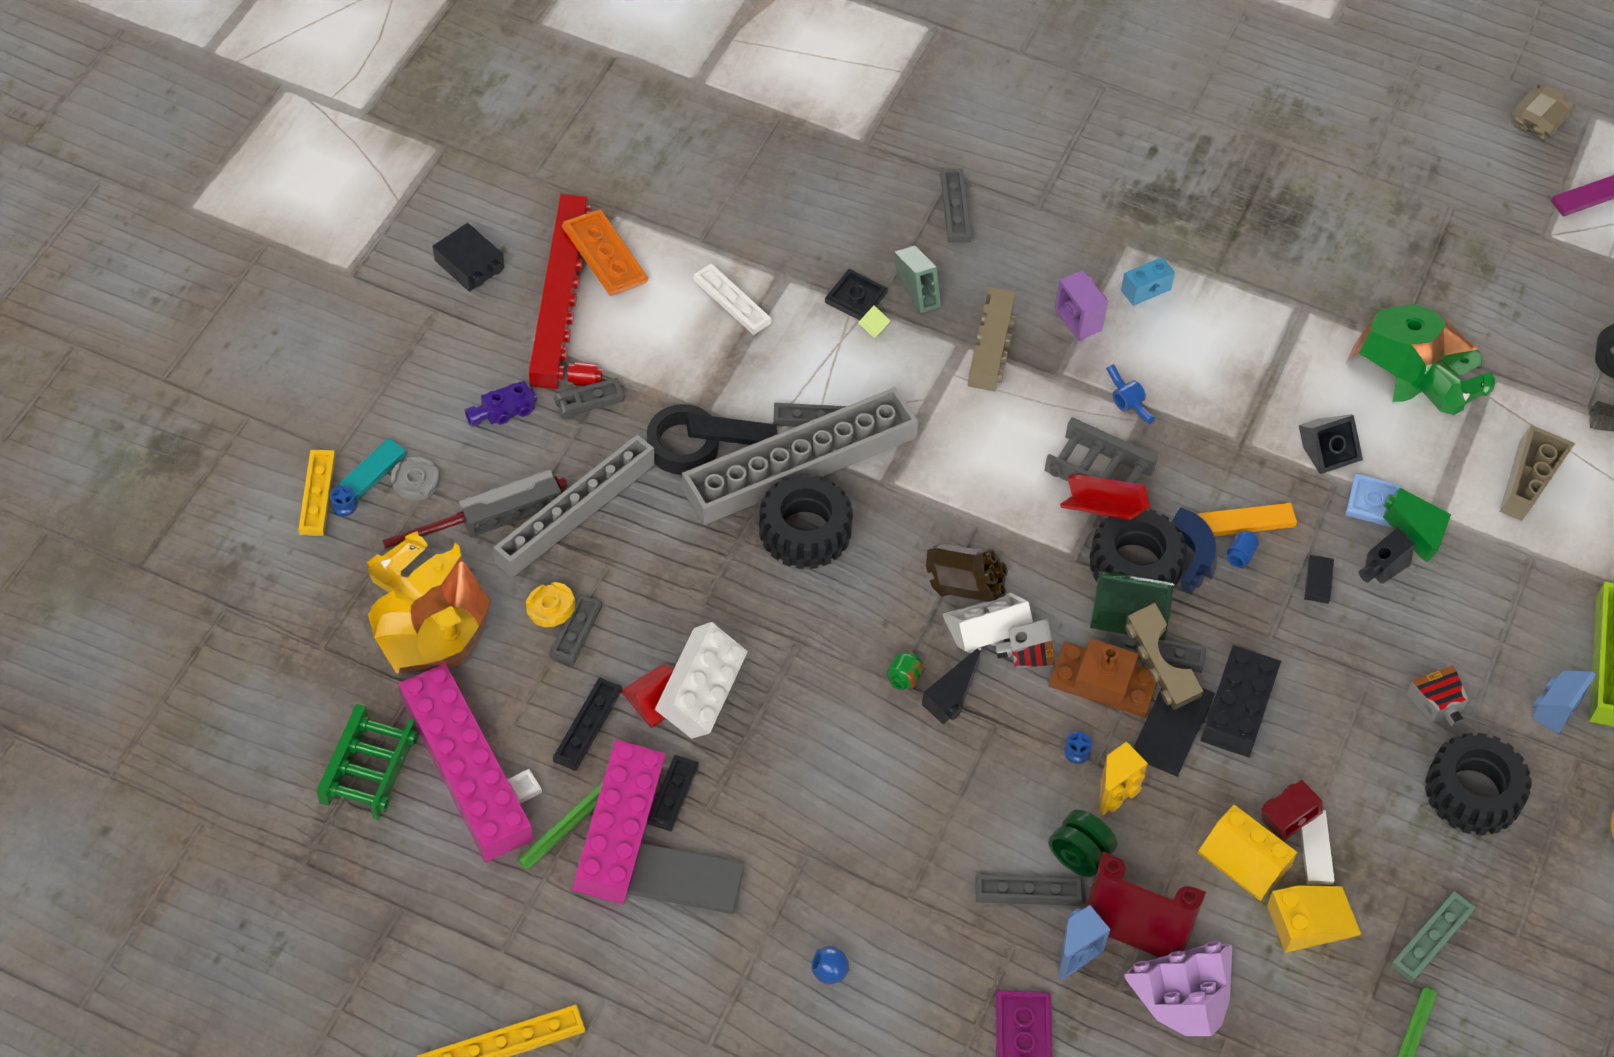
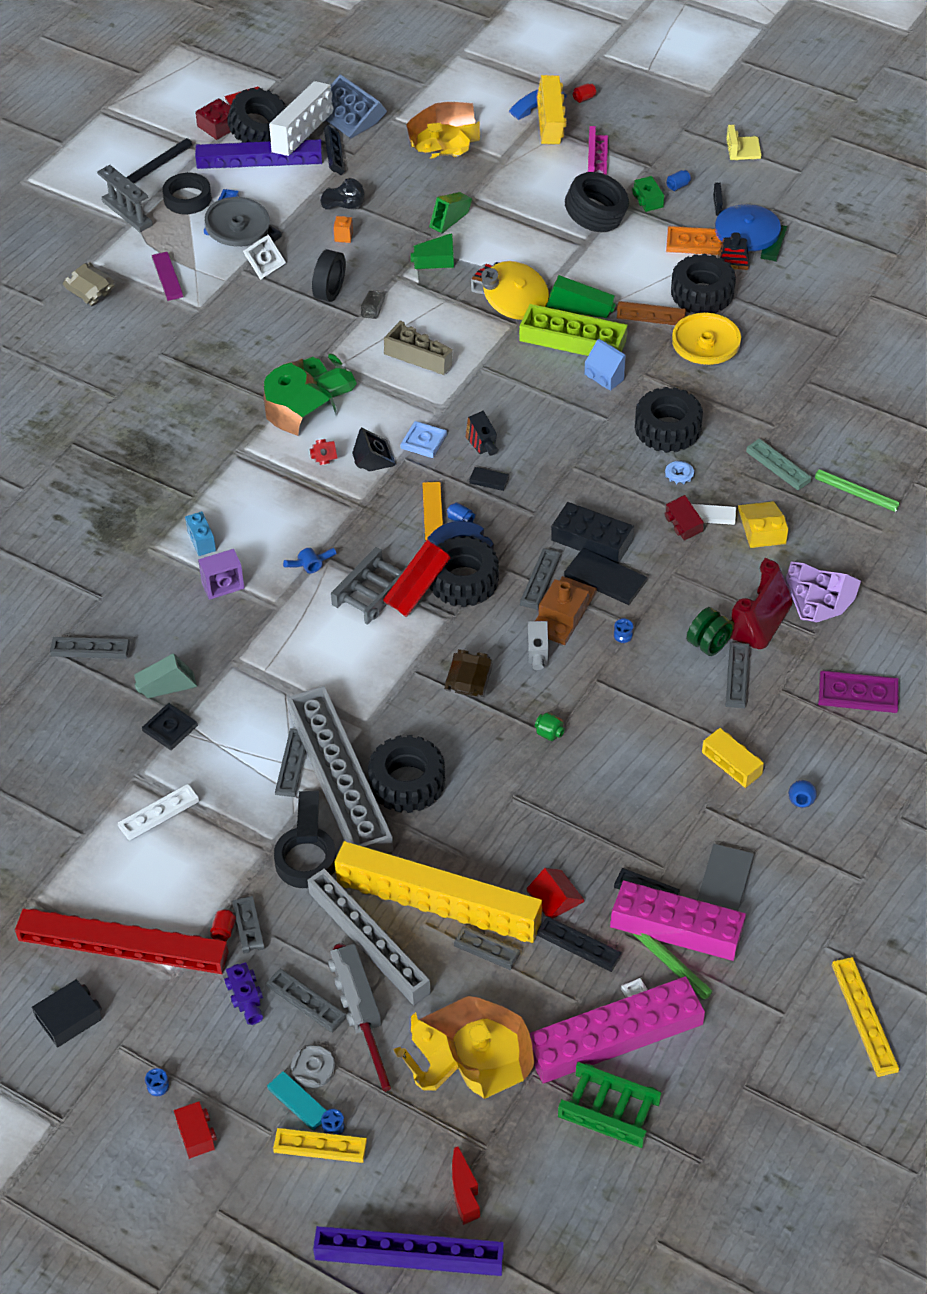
camera: 80 degrees left, 5 degrees down
(186, 580) = (408, 1251): none -> dark purple brick
(266, 624) = (464, 1188): none -> red slope
(333, 381) = (194, 1129): none -> red brick
(386, 340) = (157, 1076): none -> blue wheel
(495, 460) = (306, 1000): none -> dark grey plate
(550, 604) = (462, 963): yellow tile -> none
(605, 252) = (90, 899): orange tile -> none
(634, 567) = (438, 892): none -> yellow brick
(701, 680) = (555, 852): white brick -> none
(874, 322) = (203, 714): yellowish green tile -> none
(882, 882) = (732, 757): none -> yellow brick
(948, 694) = (568, 697): black slope -> none
(987, 621) = (511, 670): white slope -> none
(992, 339) = (241, 635): dark tan wedge -> none
(1083, 940) = (788, 643): medium blue slope -> none
(1120, 778) = (657, 605): yellow slope -> none
(1123, 595) = (511, 579): clear green slope -> none
(1178, 684) = (540, 566): dark tan arch -> none
(1247, 852) = (714, 547): yellow slope -> none
(1314, 388) = (330, 451): none -> red brick
(1381, 798) = (679, 466): none -> light blue gear
(1418, 520) = (451, 415): green slope -> none
(1440, 696) = (595, 429): torso -> none

